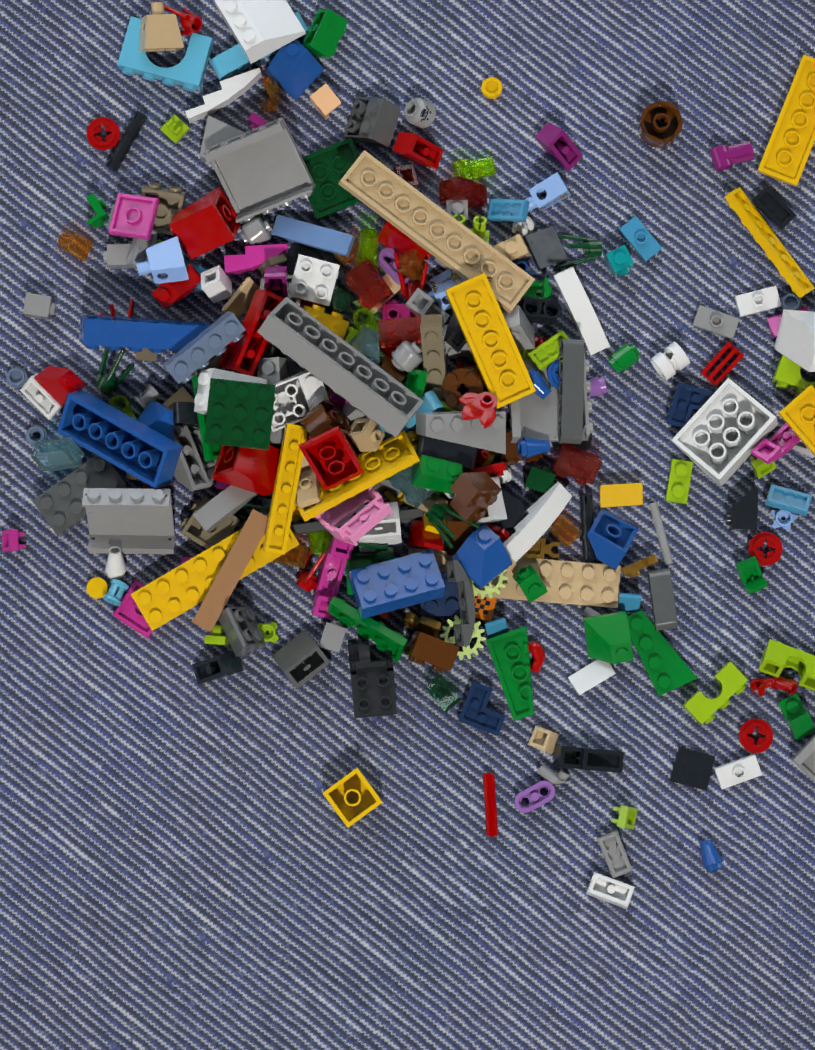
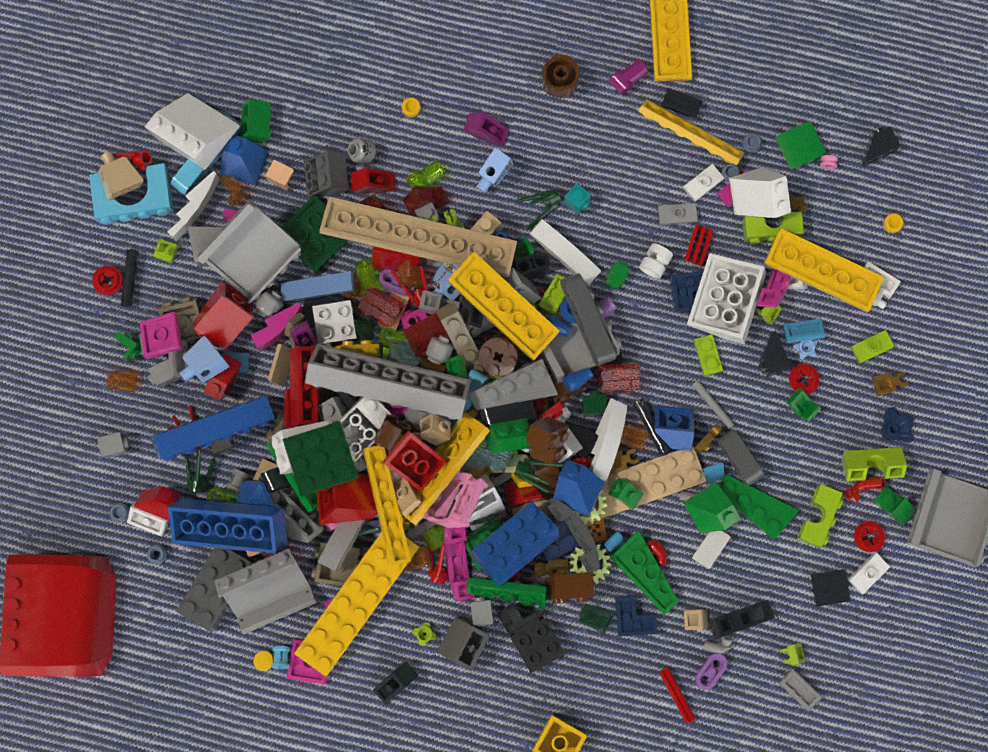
camera: 25 degrees left, 5 degrees down
(10, 540) = (172, 654): dark pink tile -> none
(57, 454) = (180, 562): clear light blue brick -> none
(115, 563) = (270, 633): white cone -> none
(204, 347) = (265, 417): sand blue brick -> none
(216, 284) = (254, 361): white brick -> none
(217, 638) = (384, 656): lime tile -> none
(231, 570) = (371, 595): medium nougat tile -> none
(241, 630) = (402, 642): dark grey slope -> none
(477, 408) = (517, 366): red plate -> none
(508, 210) = (468, 197): dark azure plate -> none
(523, 227) = (486, 203): white plate -> none
(545, 248) = (512, 214): black piece -> none
(610, 890) = (811, 722): white slope -> none
(621, 495) = (666, 387): yellow slope -> none
(640, 239) = (585, 174): dark azure plate -> none
(711, 858) = (880, 655): blue cone -> none

